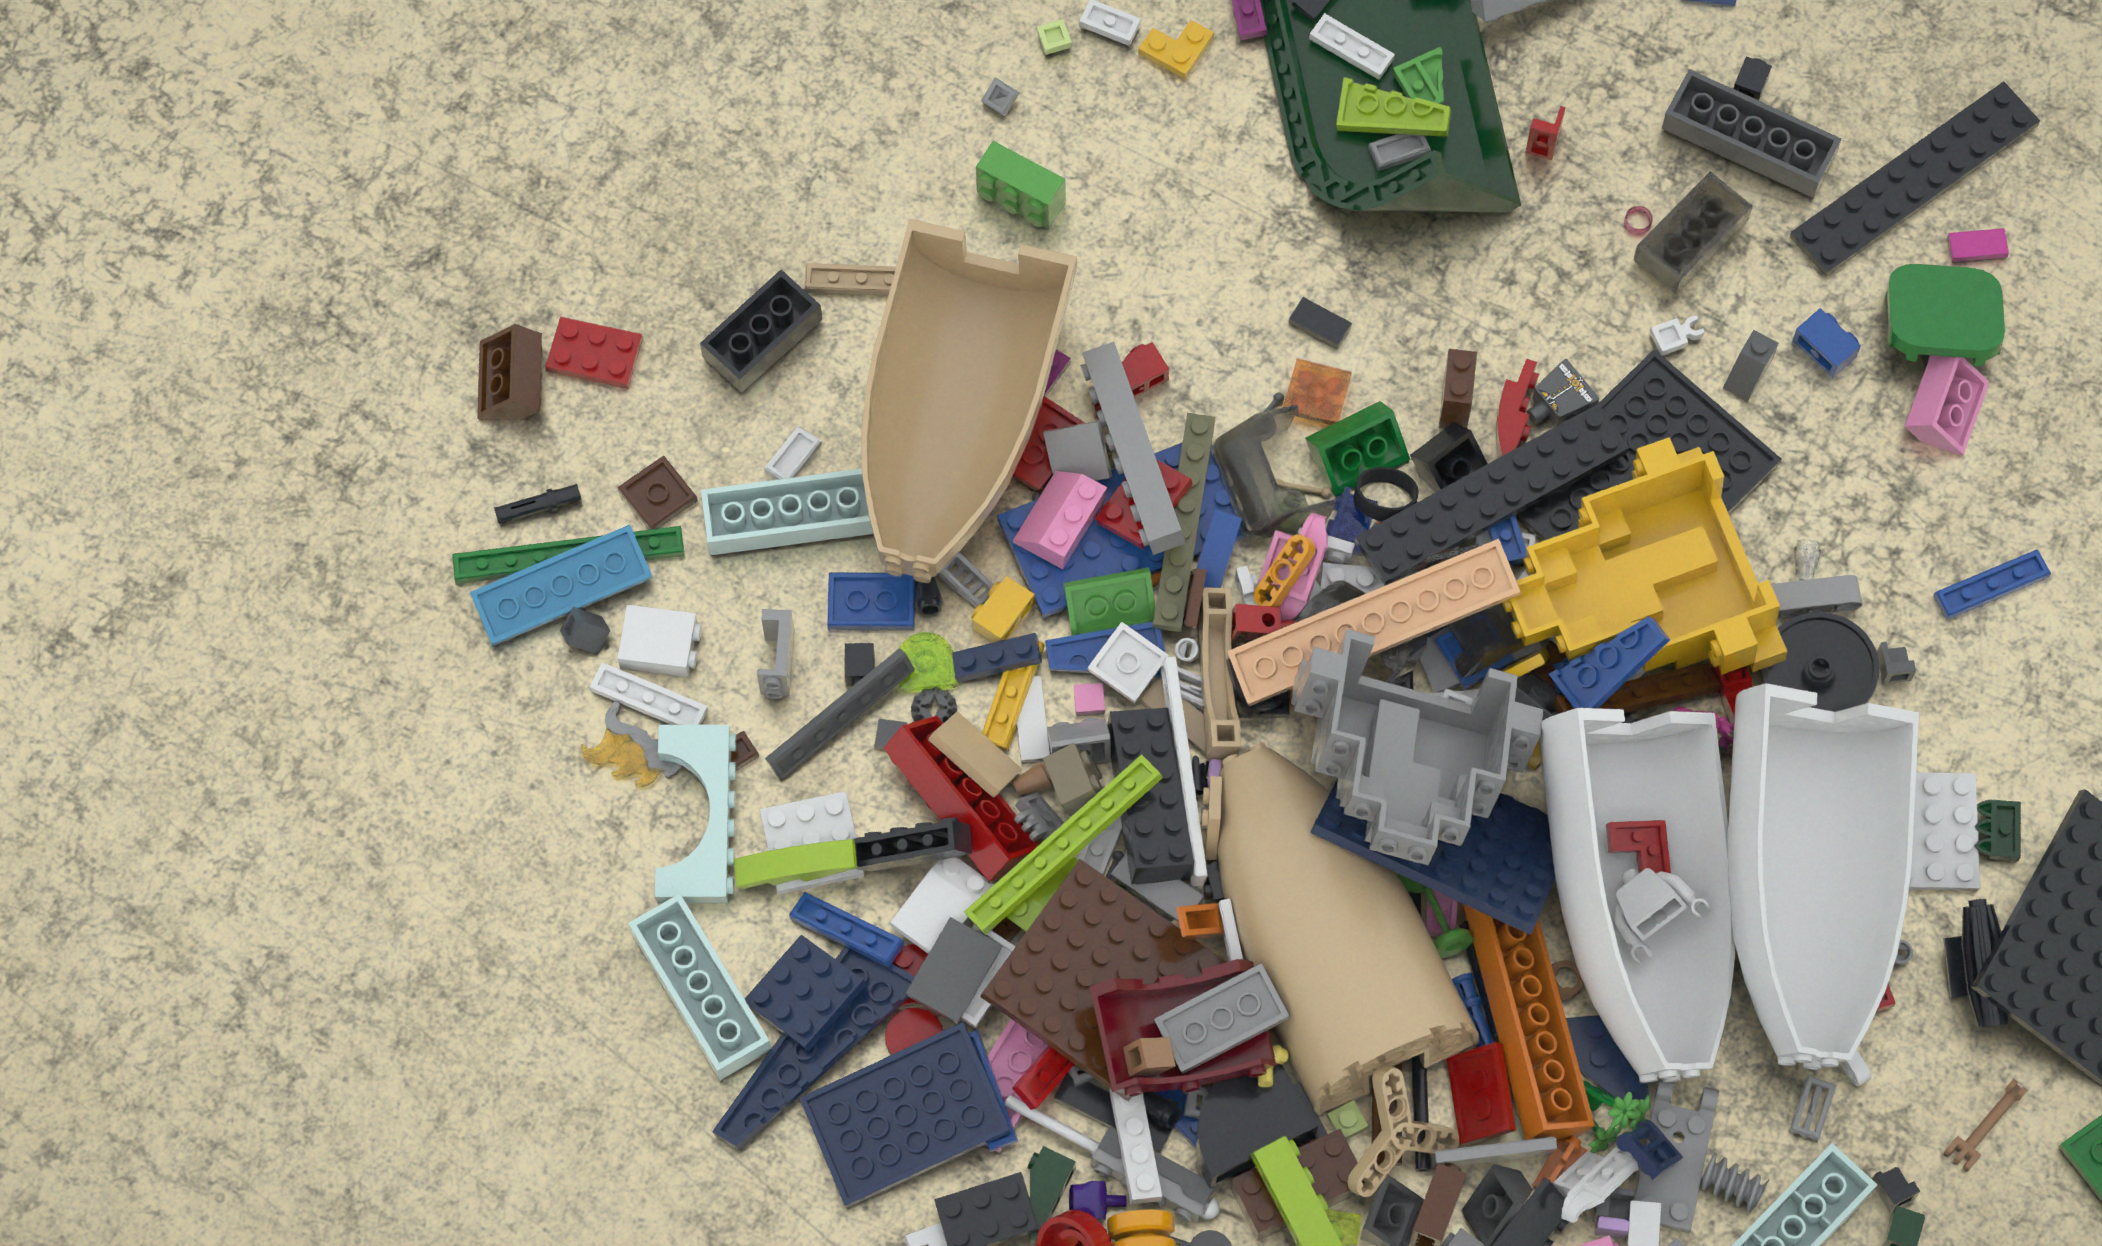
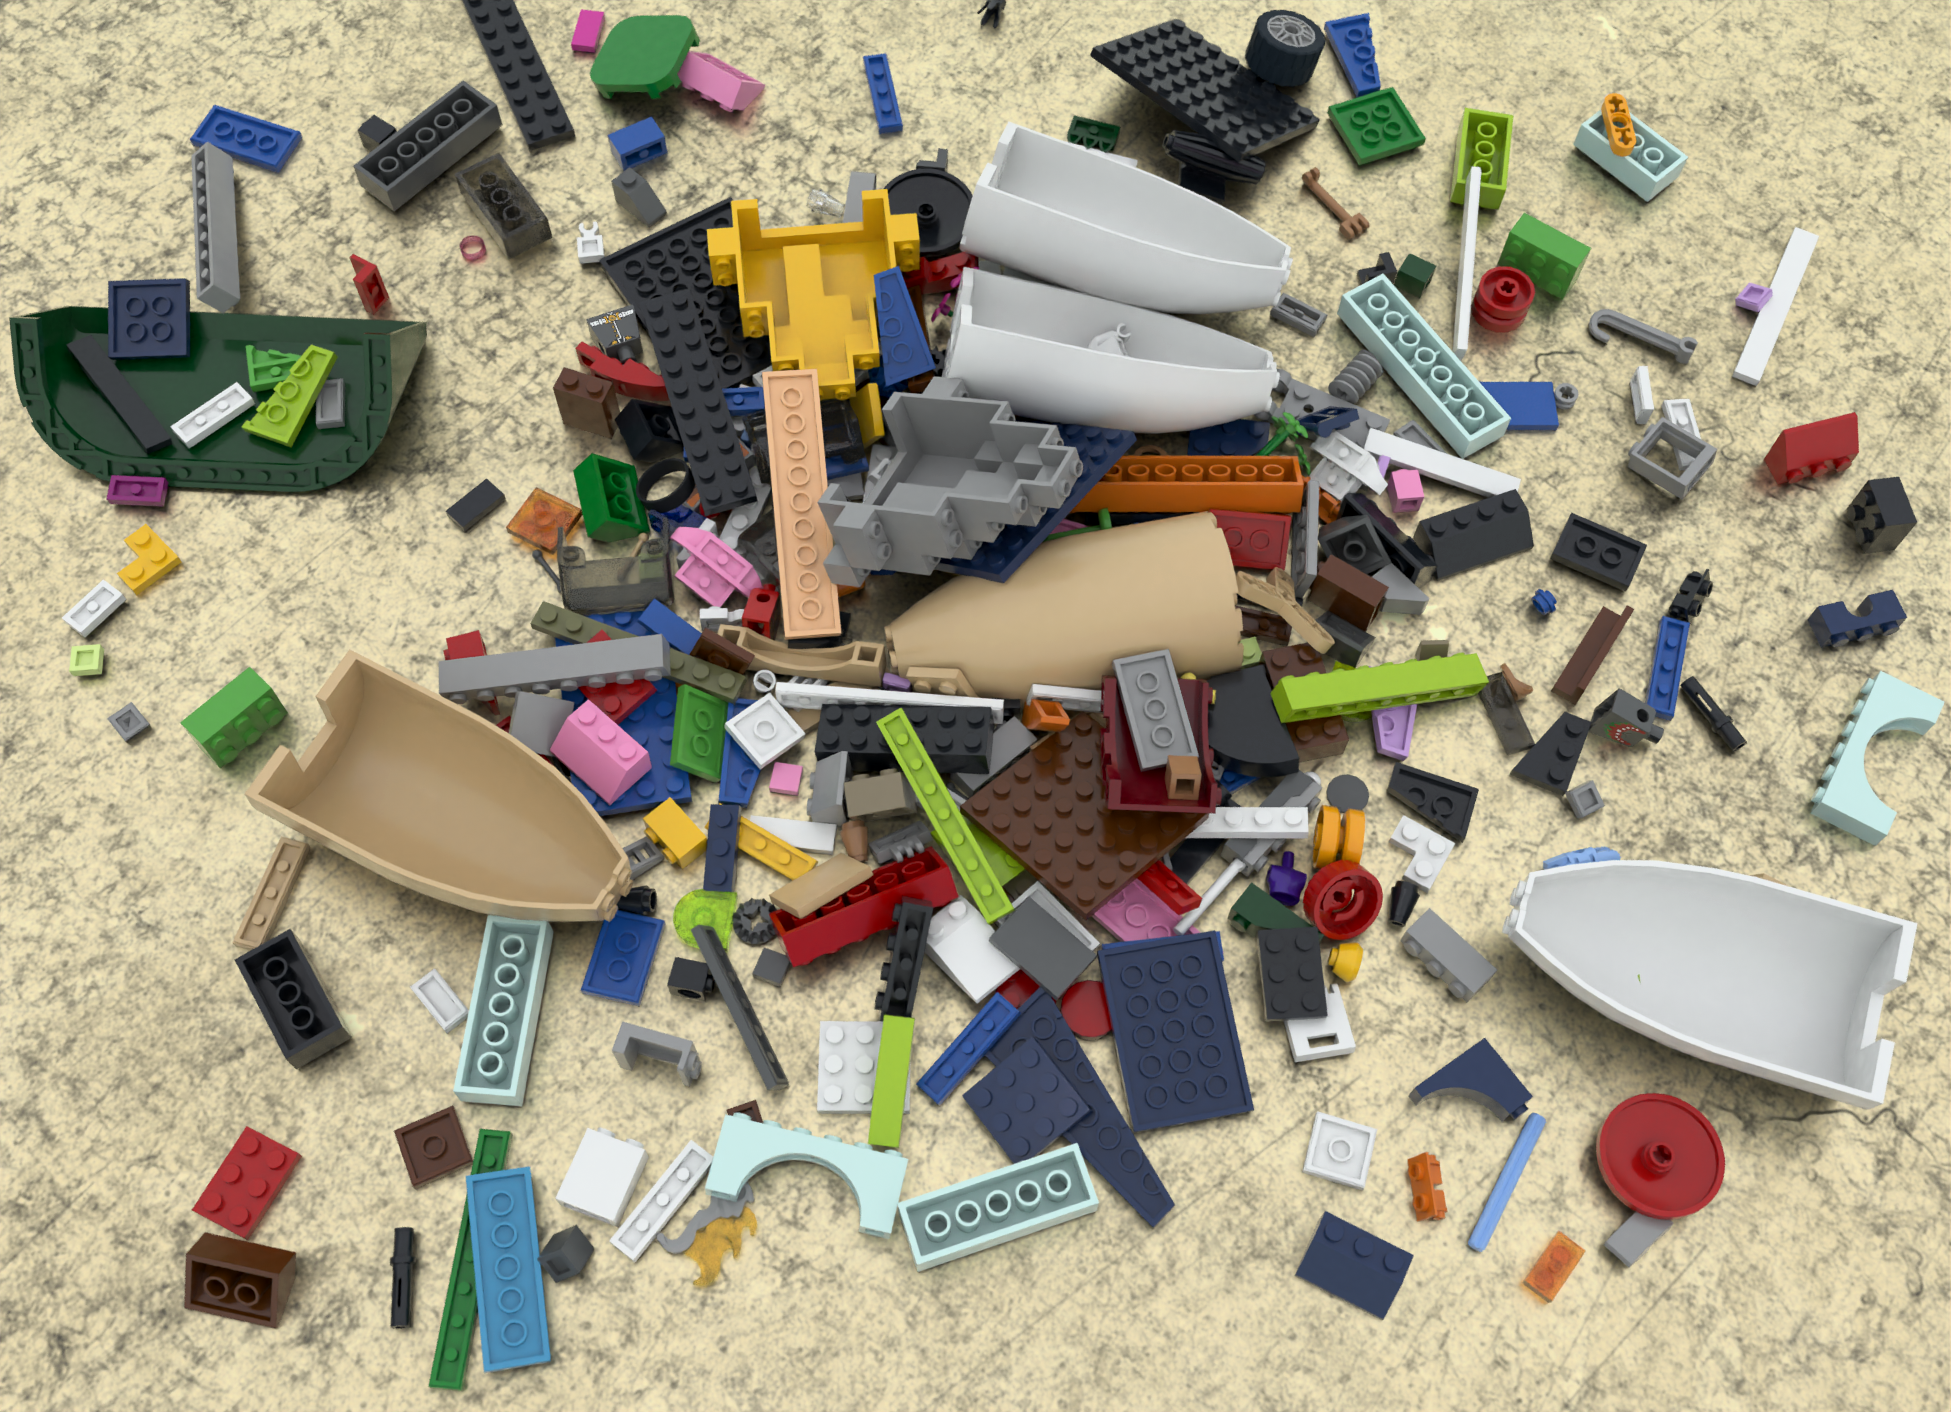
camera: 80 degrees left, 5 degrees down
(1272, 575) = (709, 572): light orange beam -> none

